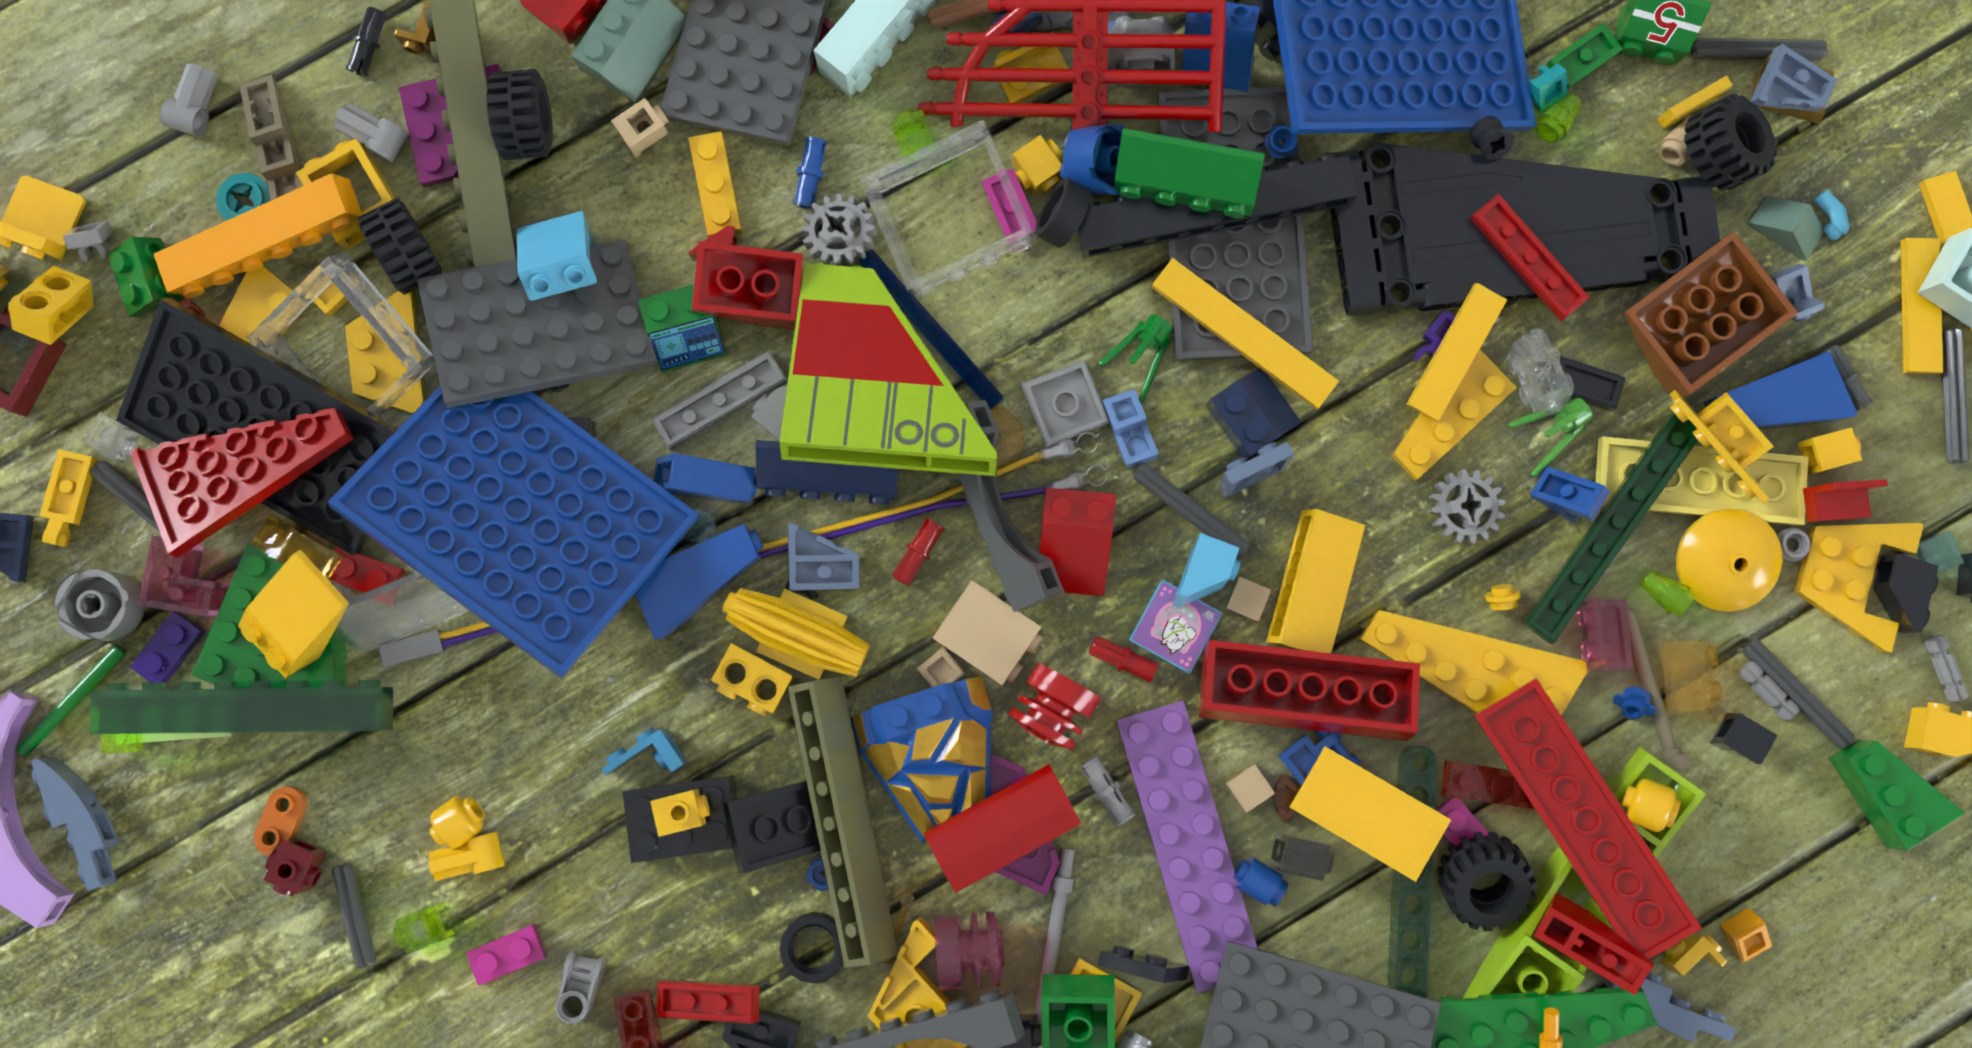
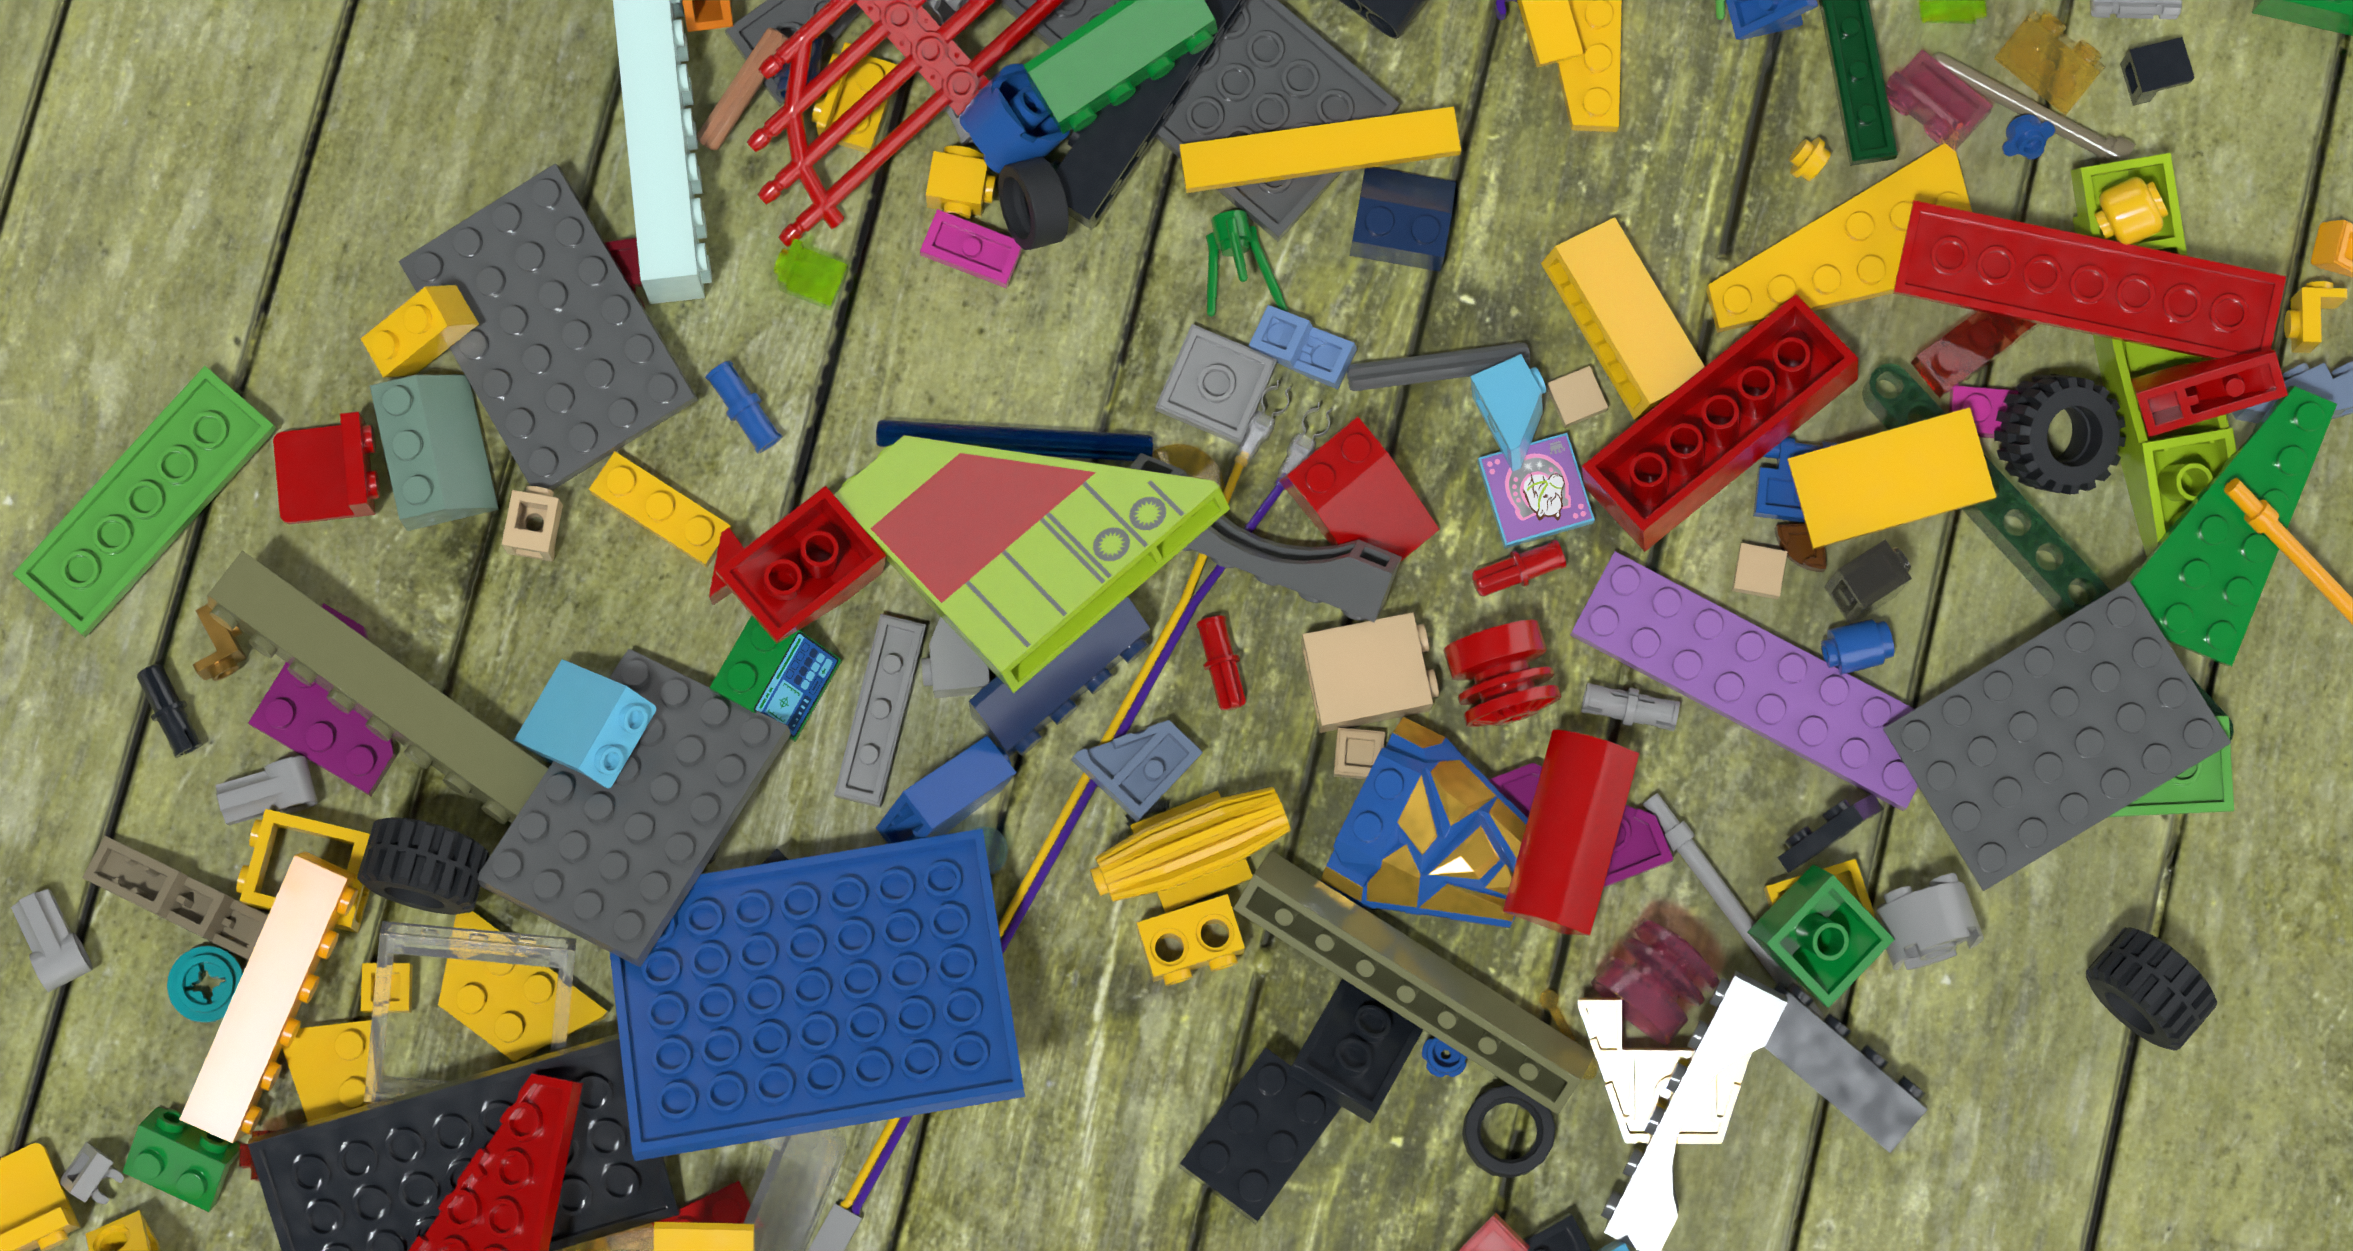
camera: 45 degrees left, 5 degrees down
(519, 114) = (408, 624): black tyre -> none
(666, 753) = (1181, 1094): dark azure bracket -> none
(680, 812) = (1259, 1115): yellow brick -> none
(695, 577) = (1037, 895): blue slope -> none
(843, 217) = (827, 414): light grey gear -> none
(922, 162) = (849, 278): clear window -> none
(1245, 473) = (1455, 279): sand blue plate -> none
(1466, 493) = (1702, 120): light grey gear -> none

